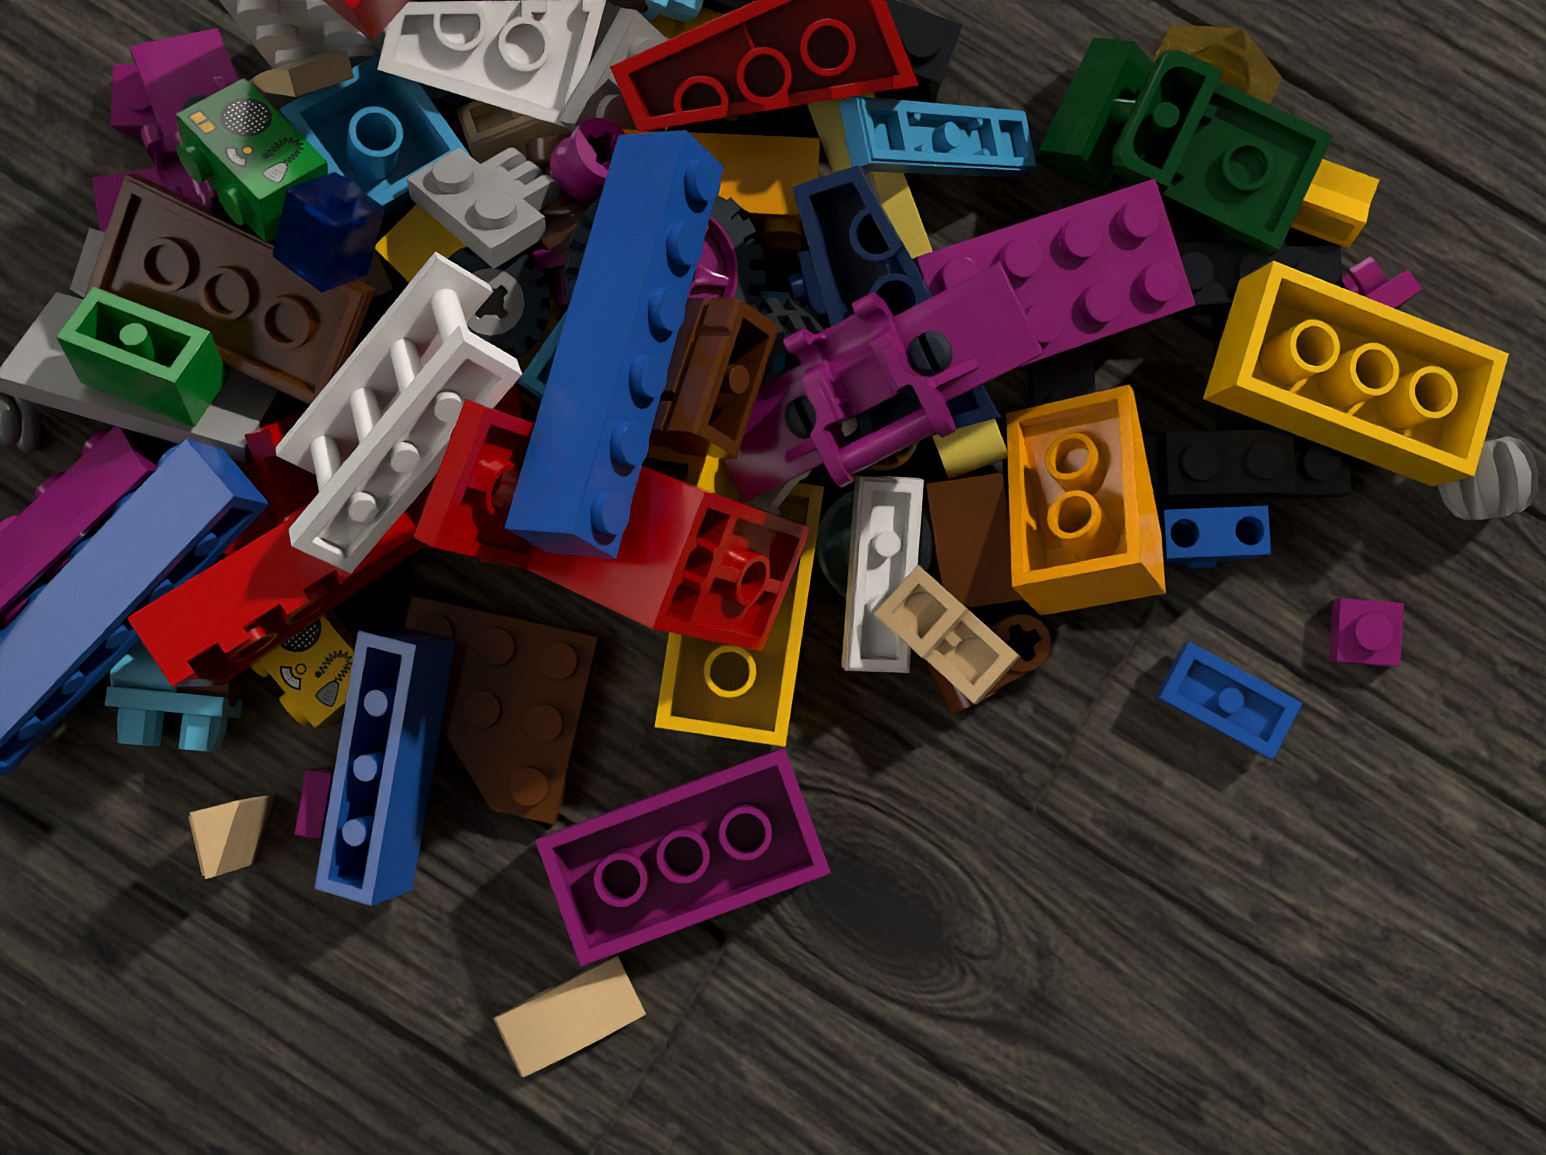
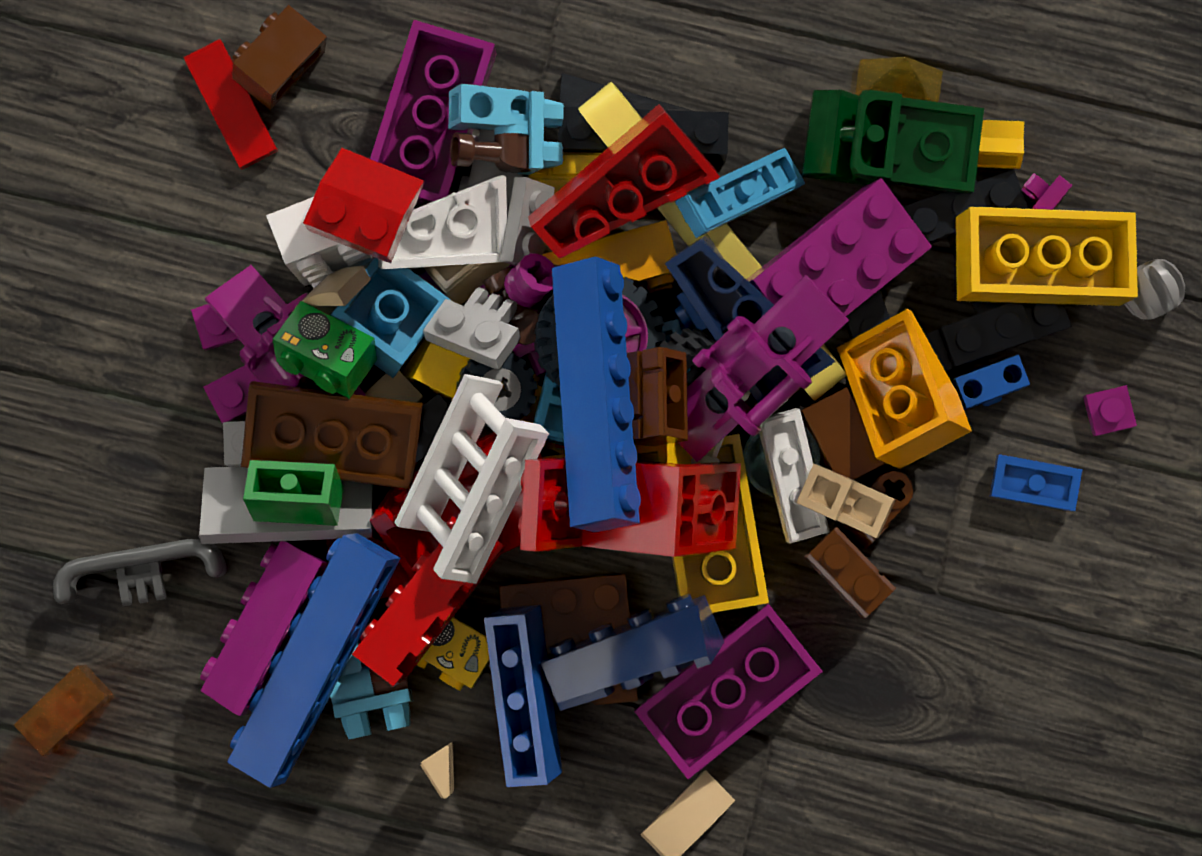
camera: 15 degrees left, 0 degrees up
(314, 802) = (487, 735): magenta plate -> none
(327, 231) = (388, 380): clear blue brick -> none
(557, 754) = (633, 651): none -> dark blue wedge
(918, 741) = (849, 572): none -> reddish brown brick

